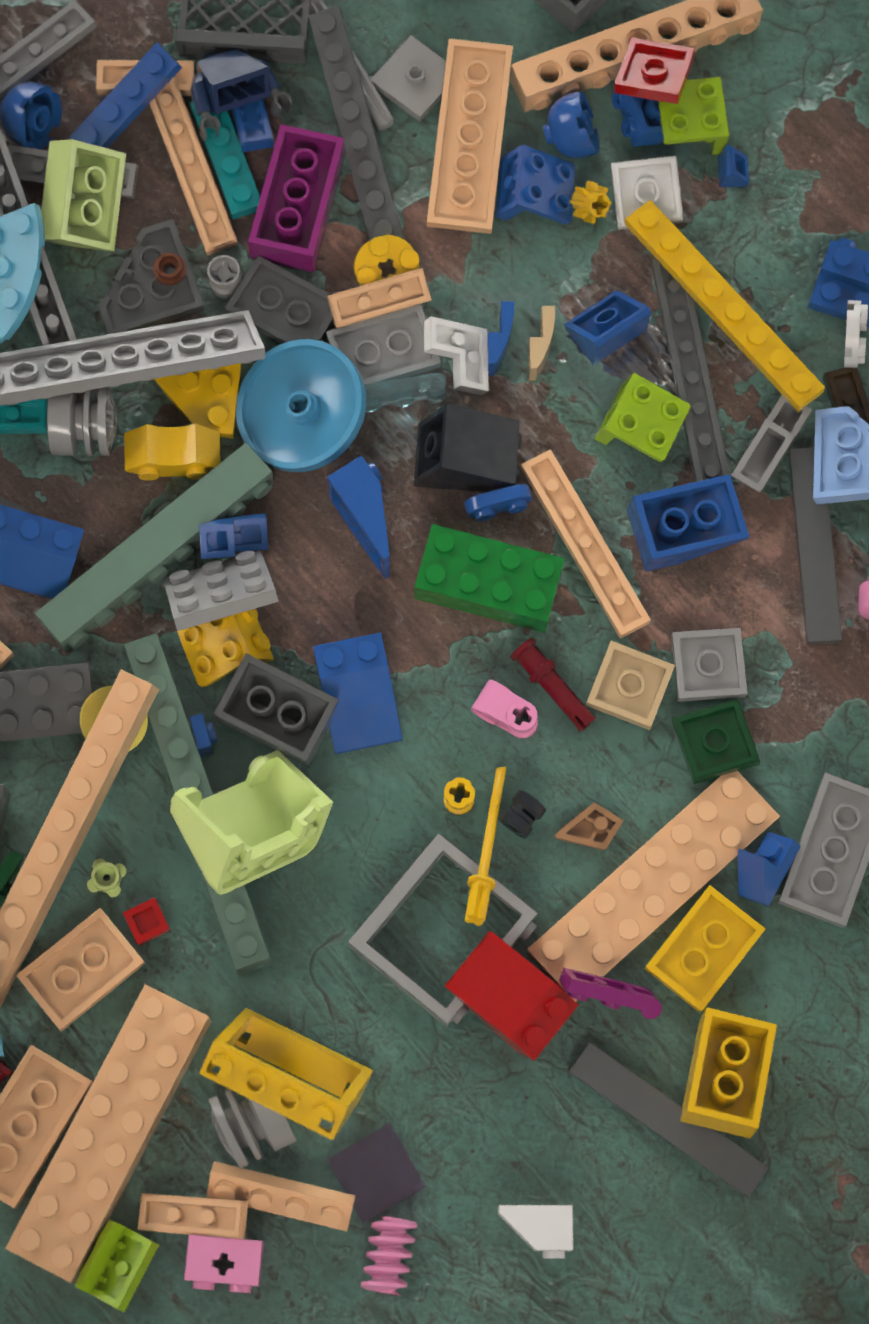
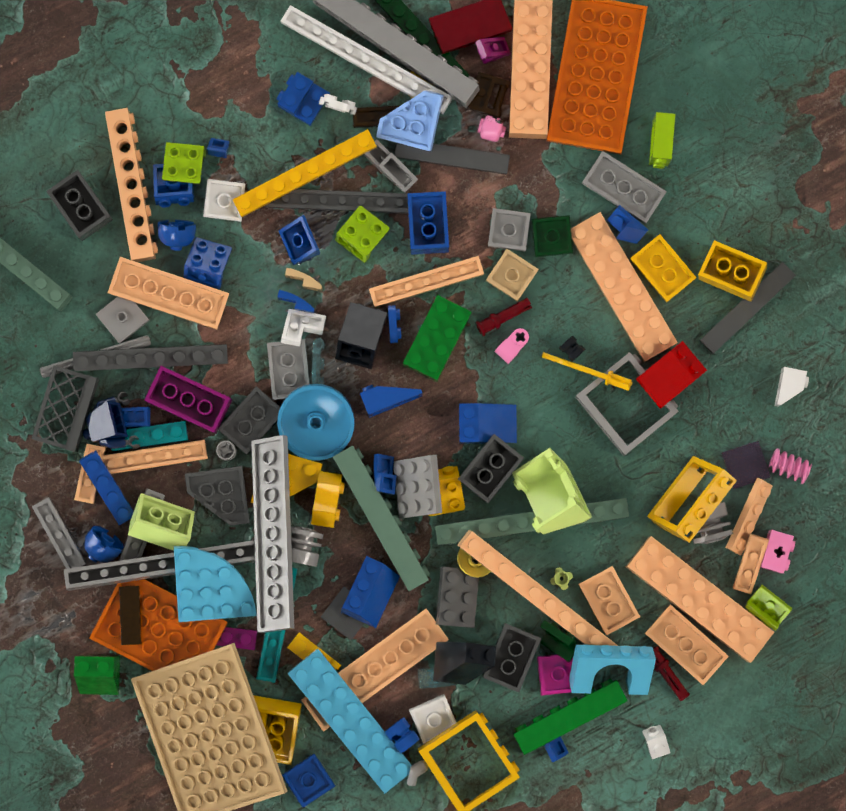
camera: 75 degrees left, 10 degrees up
(146, 921) = (590, 561): red plate -> none
(169, 260) = (211, 480): copper plate -> none
(204, 734) = (493, 511): blue plate -> none
(378, 298) = (259, 365): light nougat tile -> none
(380, 250) = (251, 355): yellow plate -> none
(451, 789) = (550, 381): yellow bush -> none
(590, 202) = (224, 233): yellow gear -> none
(591, 828) = (586, 313): medium nougat piece -> none
(610, 992) = (678, 322): magenta plate -> none
(654, 70) = (157, 179): plate -> none

